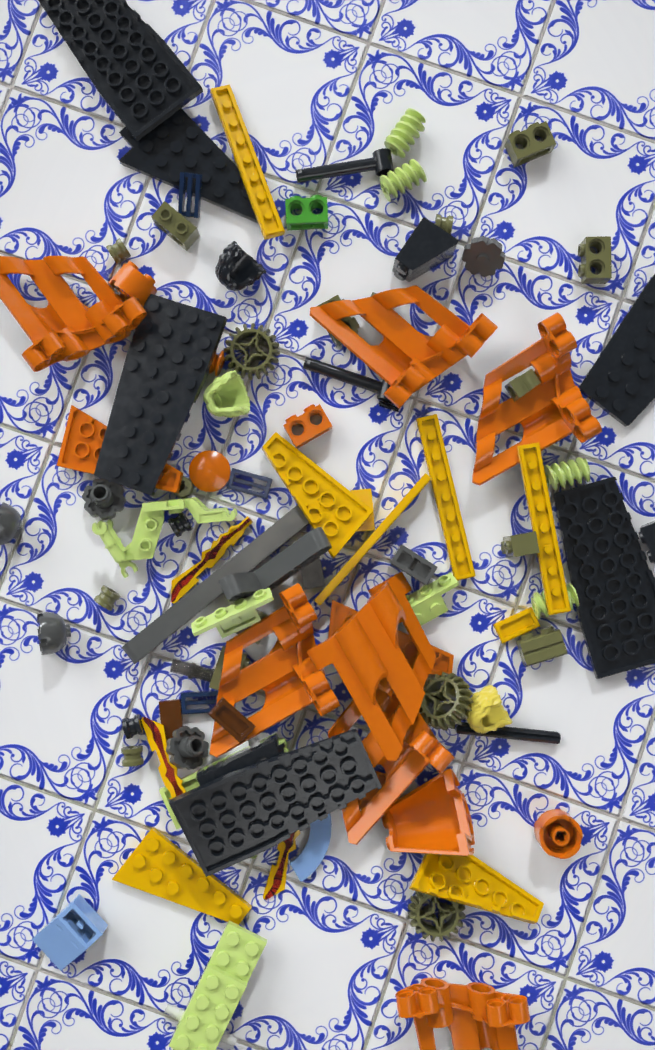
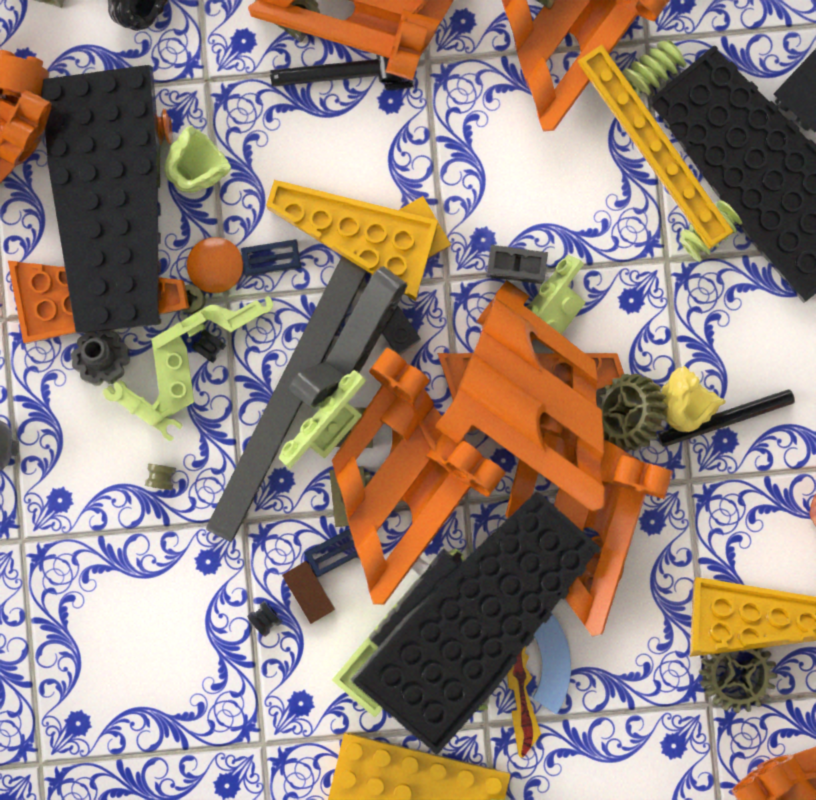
camera: 15 degrees left, 0 degrees up
(52, 632) = (111, 549): dark grey cylinder -> none
(132, 756) = (279, 655): olive wheel -> none
(157, 741) = (303, 623): sword -> none
(187, 747) = (343, 613): dark grey plant -> none
(191, 670) = (305, 518): clear smoke pin -> none
(210, 557) = (263, 370): yellow sword -> none
(231, 720) = (381, 549): reddish brown tile -> none
(256, 335) = (188, 94): olive gear -> none
(310, 430) = (316, 158): orange brick -> none
(373, 538) = (453, 257): yellow tile -> none
(431, 819) = (679, 562): orange cone -> none
(445, 497) = (519, 165): yellow tile -> none
(516, 625) = (677, 282): yellow tile -> none
(520, 544) = (636, 180): olive brick -> none
(541, 647) = (719, 294): olive brick -> none

